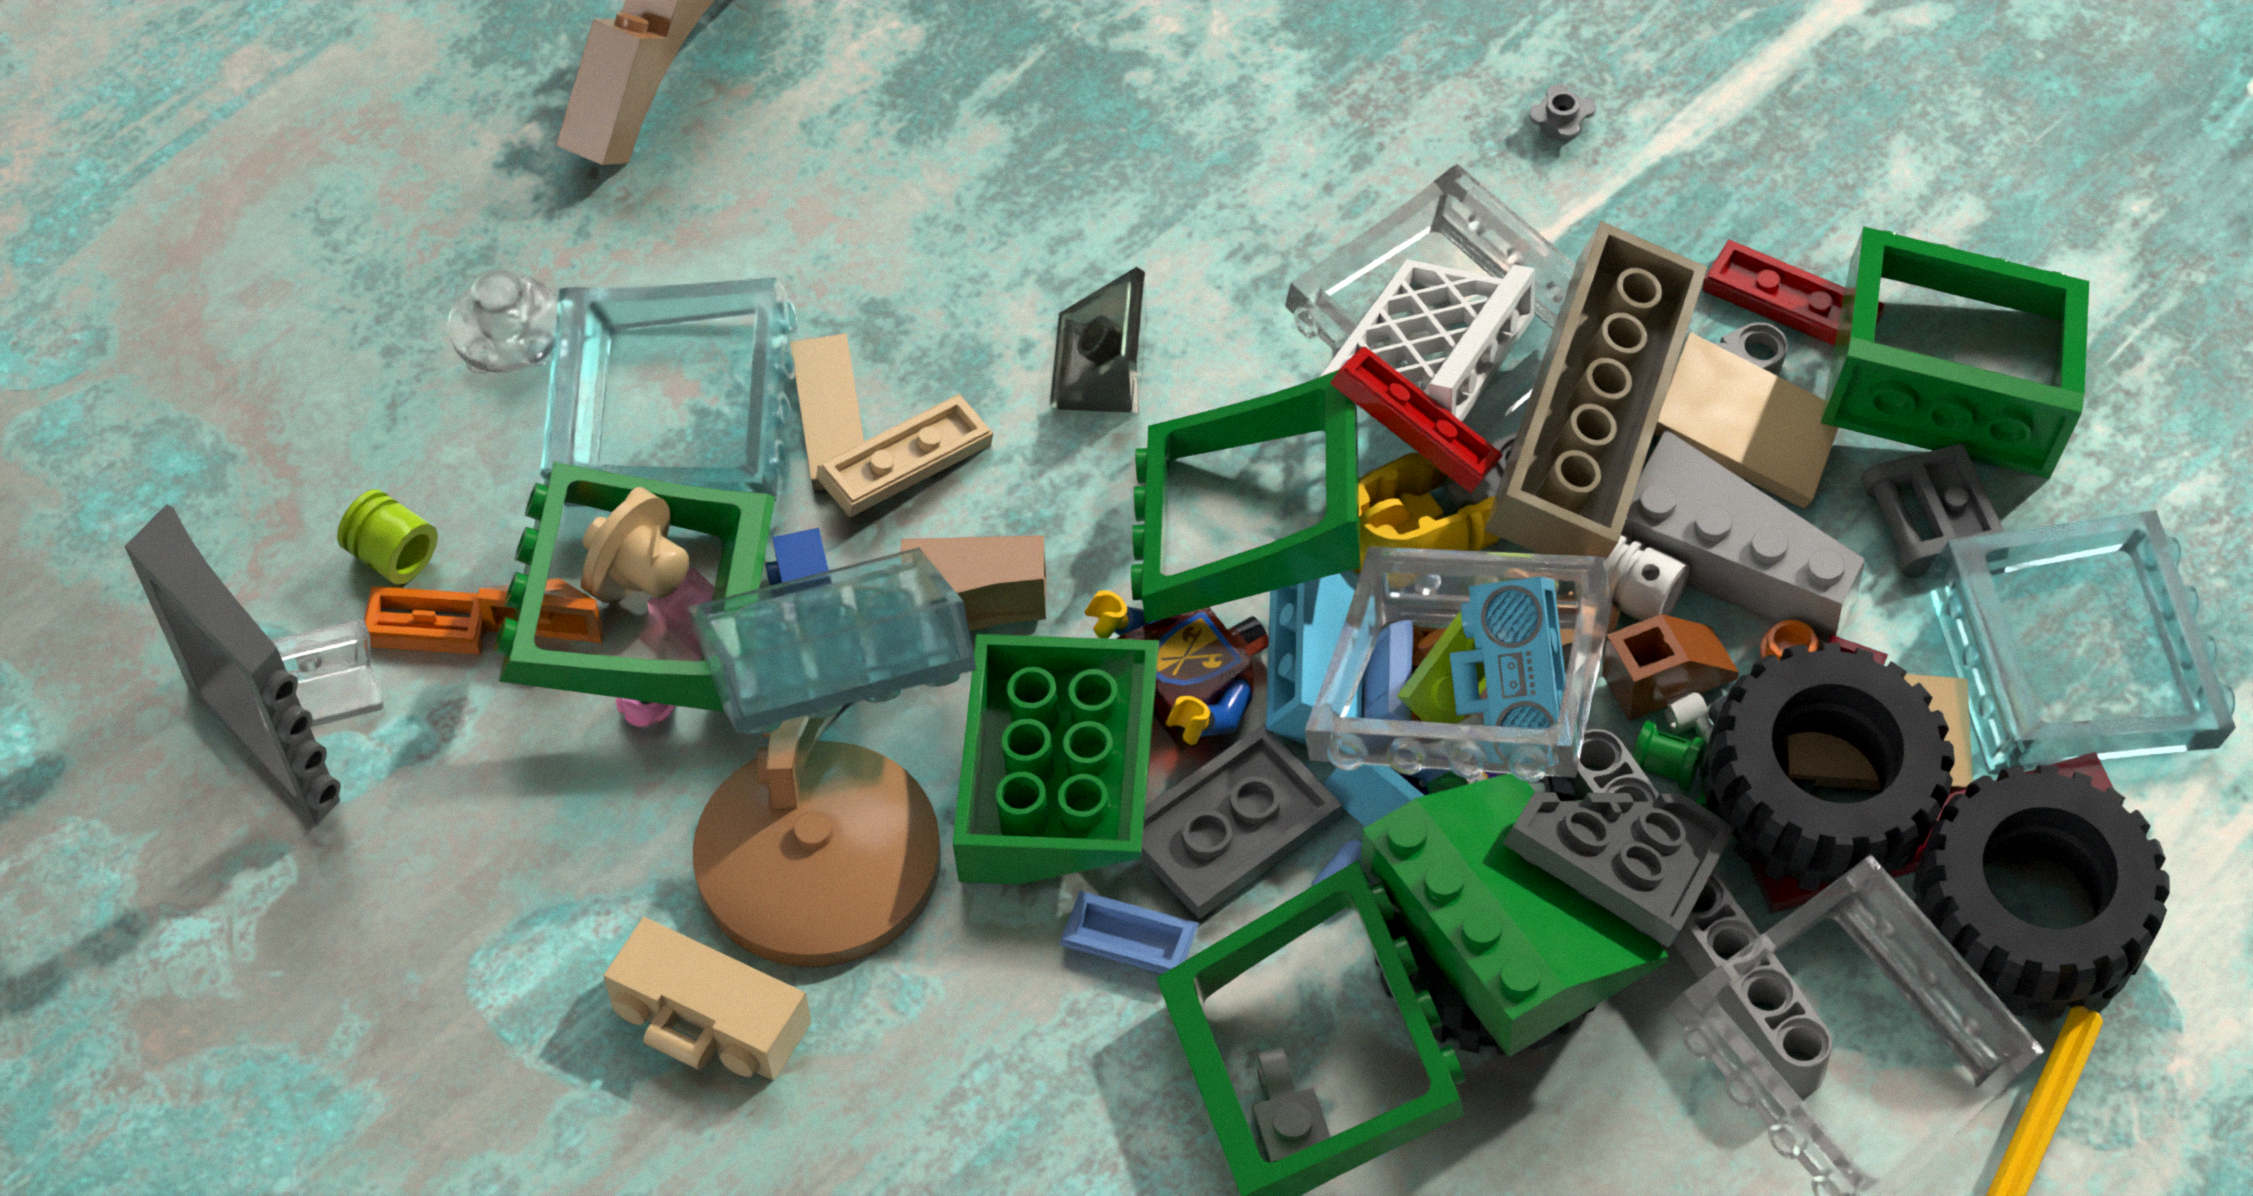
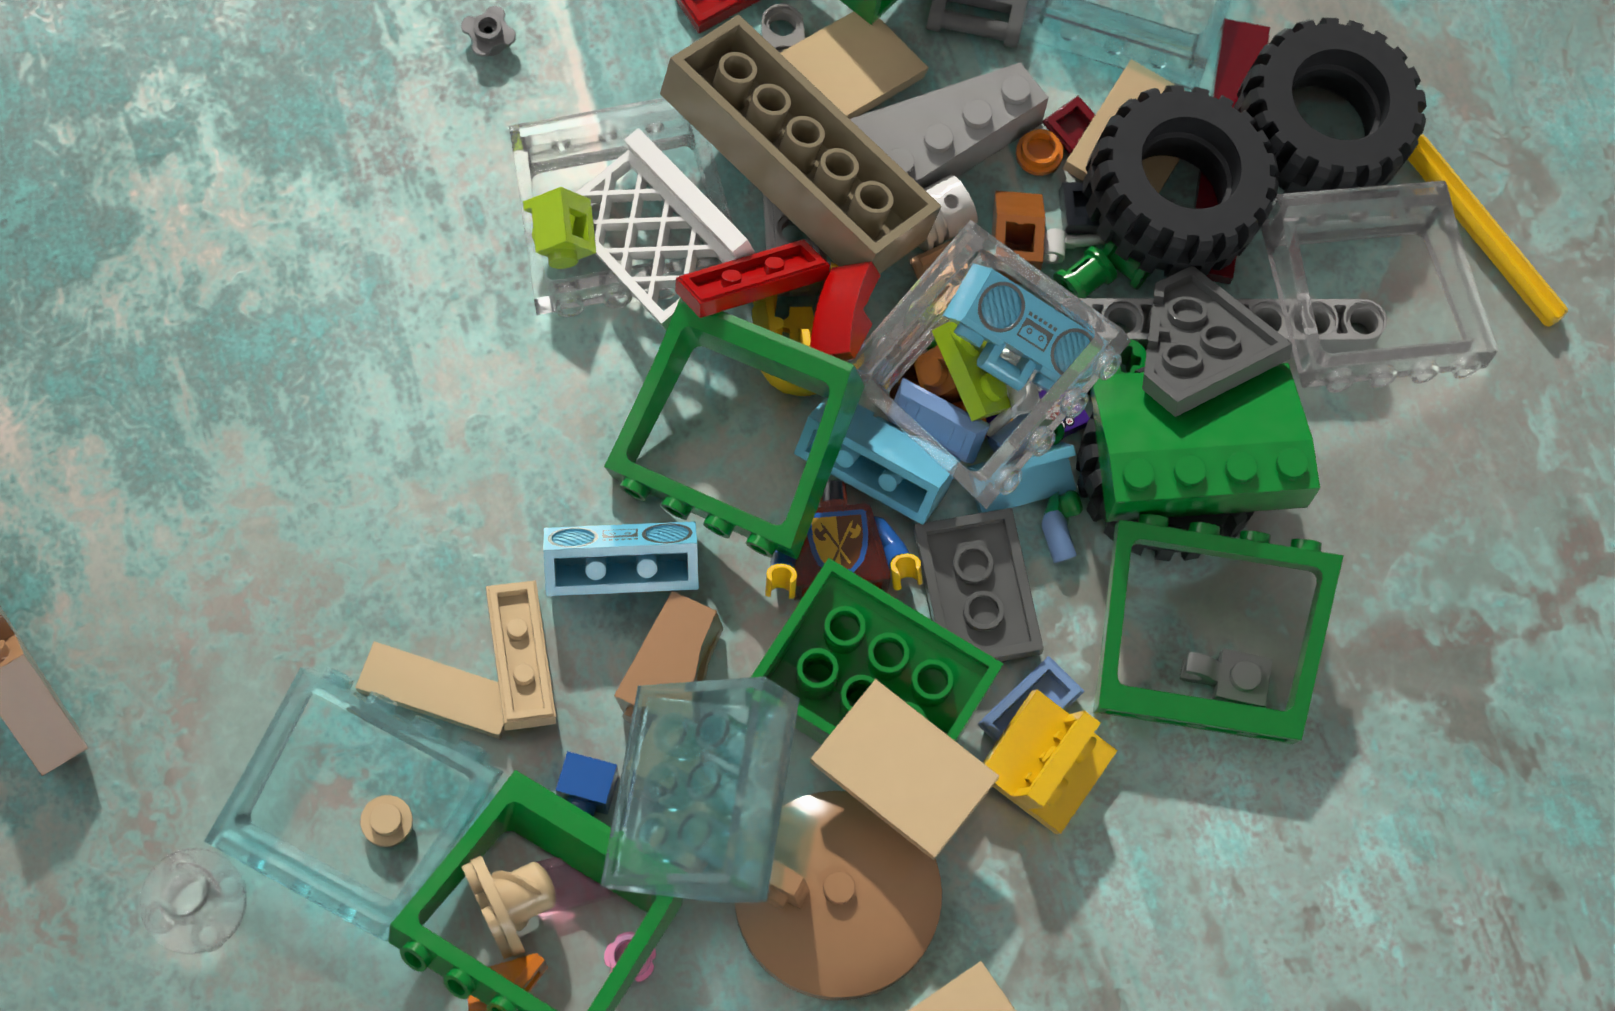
camera: 70 degrees left, 15 degrees up
(670, 434) = (386, 821): none -> tan plate
(963, 809) = (904, 769): none -> tan tile
(1052, 479) = (620, 558): none -> medium azure piece
(1071, 970) = (1049, 760): none -> yellow bracket
(1102, 348) = (509, 460): clear smoke slope -> none
(1391, 257) = (562, 226): none -> lime brick
(1419, 512) = (839, 317): none -> red slope

